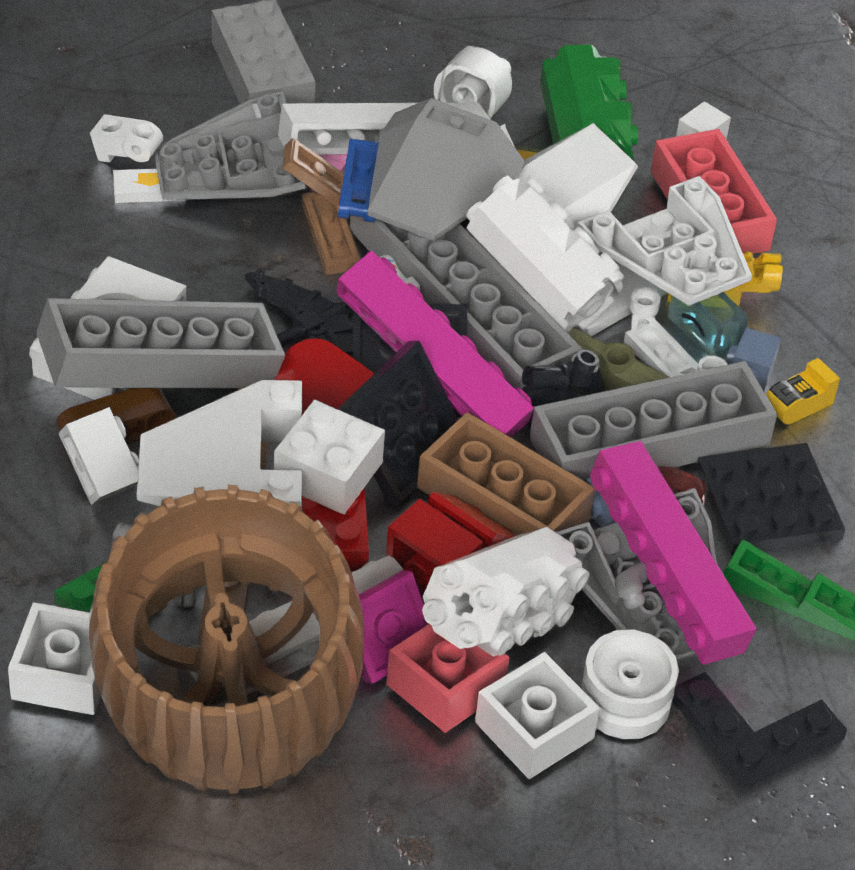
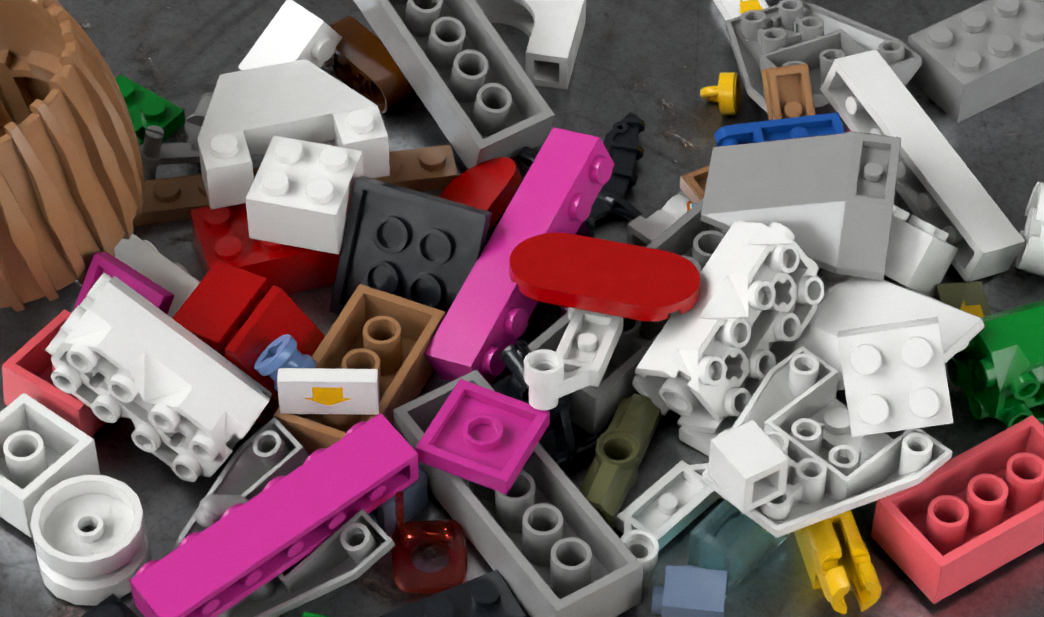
camera: 80 degrees right, 0 degrees up
(246, 215) = (726, 93): none -> yellow tile
(506, 290) = (604, 276): none -> red tile
(519, 510) = (282, 354): none -> medium blue wheel
(549, 326) = (577, 361): none -> white plate
(551, 485) = (328, 391): none -> white tile
(617, 408) = (482, 436): none -> dark pink plate
(647, 172) = (894, 376): none -> white brick
(712, 262) = (748, 466): none -> white brick

